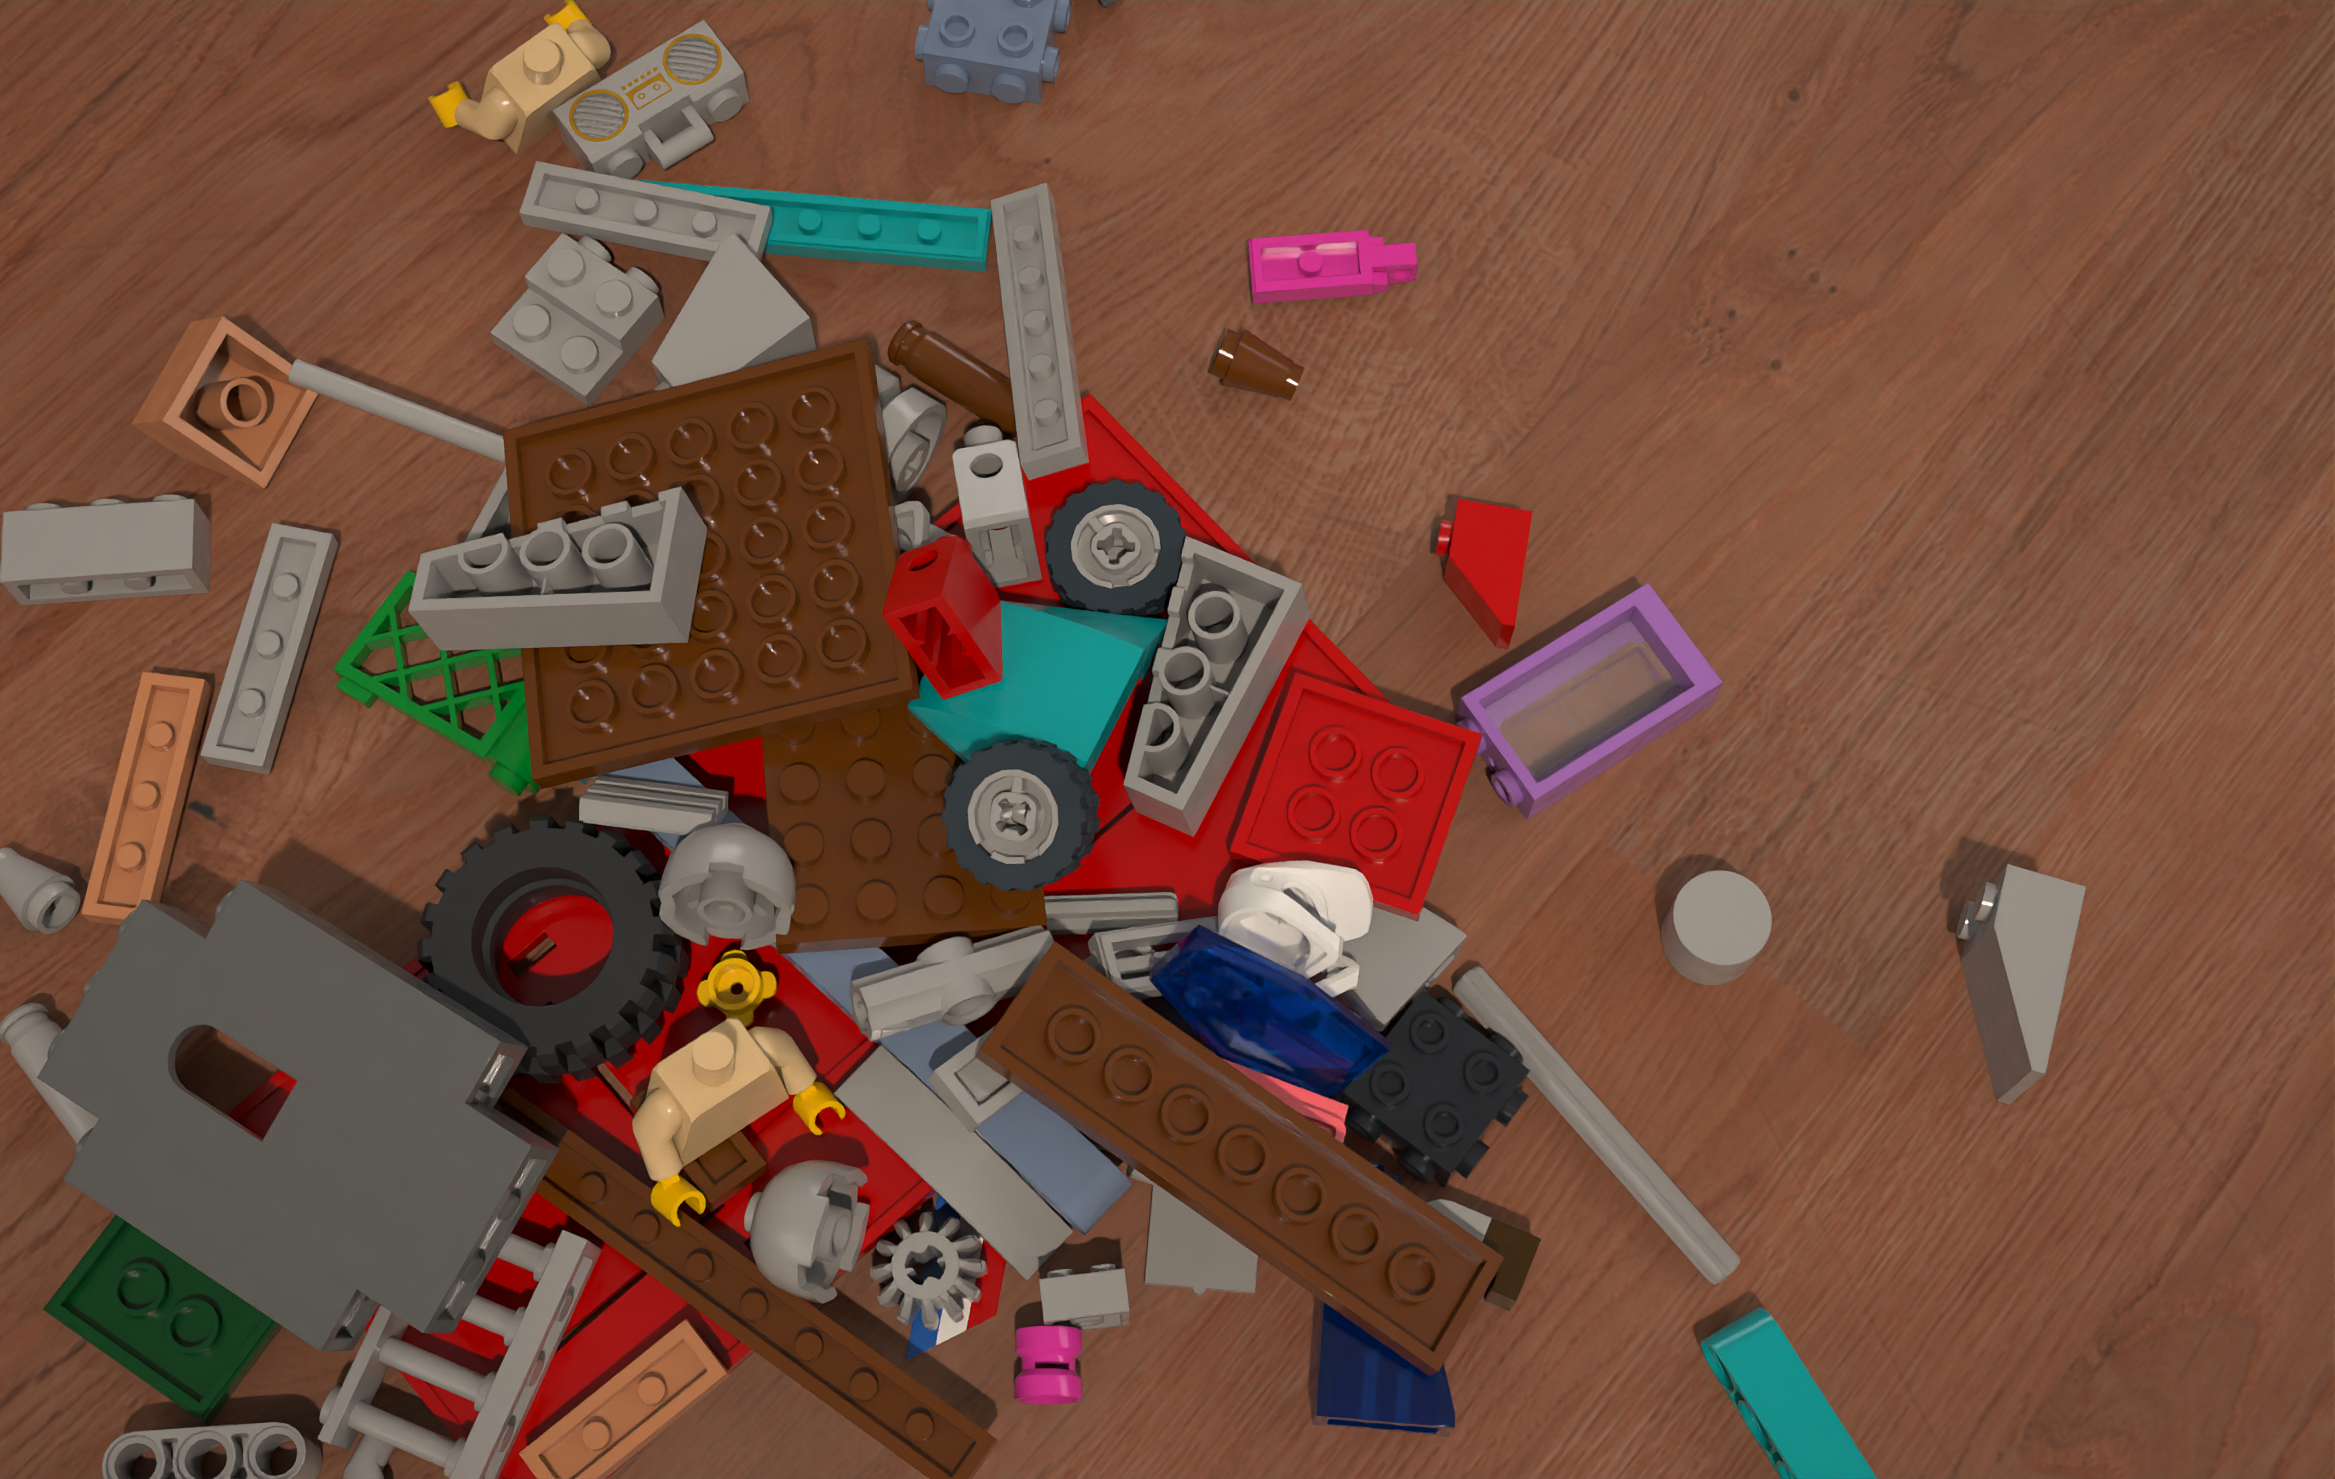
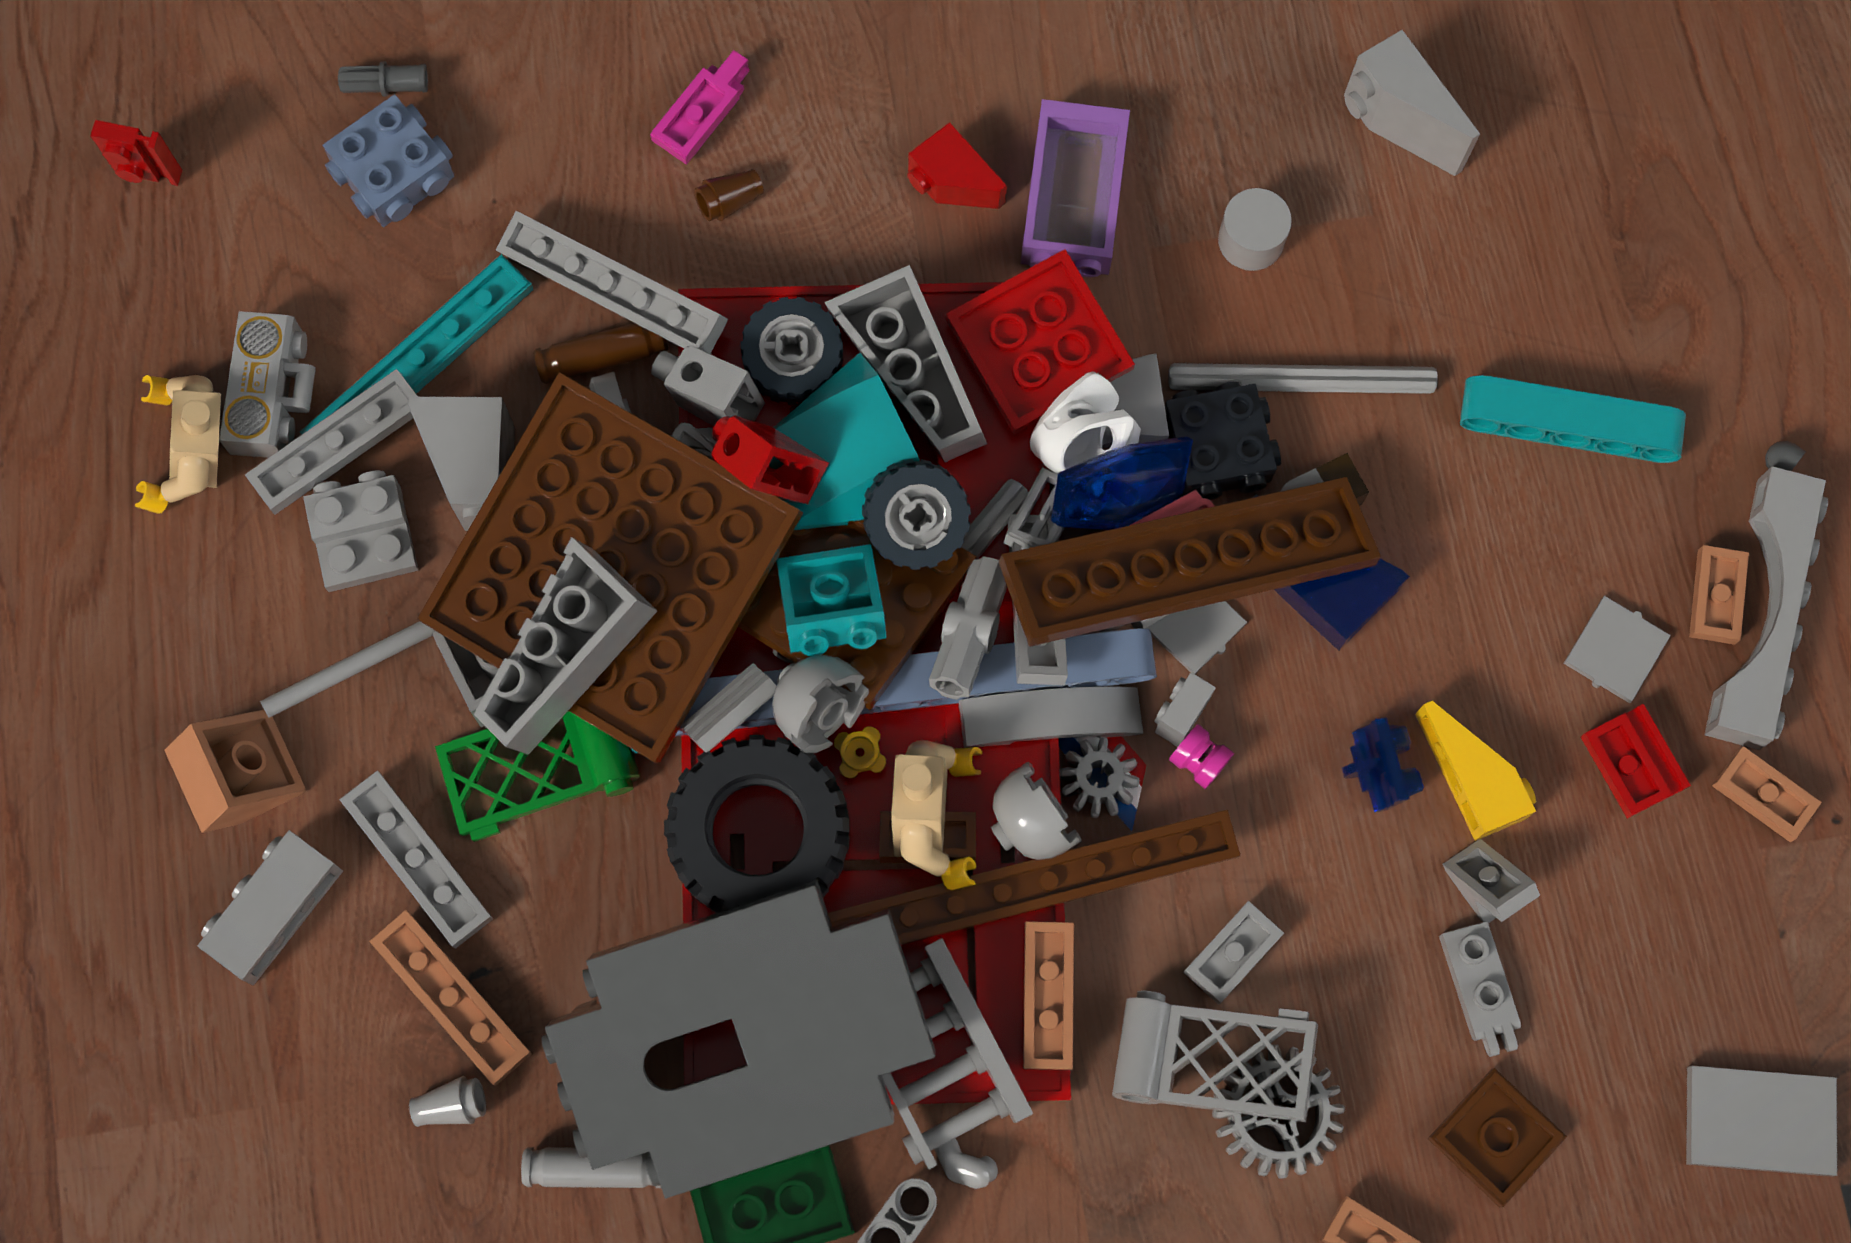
camera: 50 degrees left, 5 degrees up
(850, 807) = (831, 600): none -> teal plate

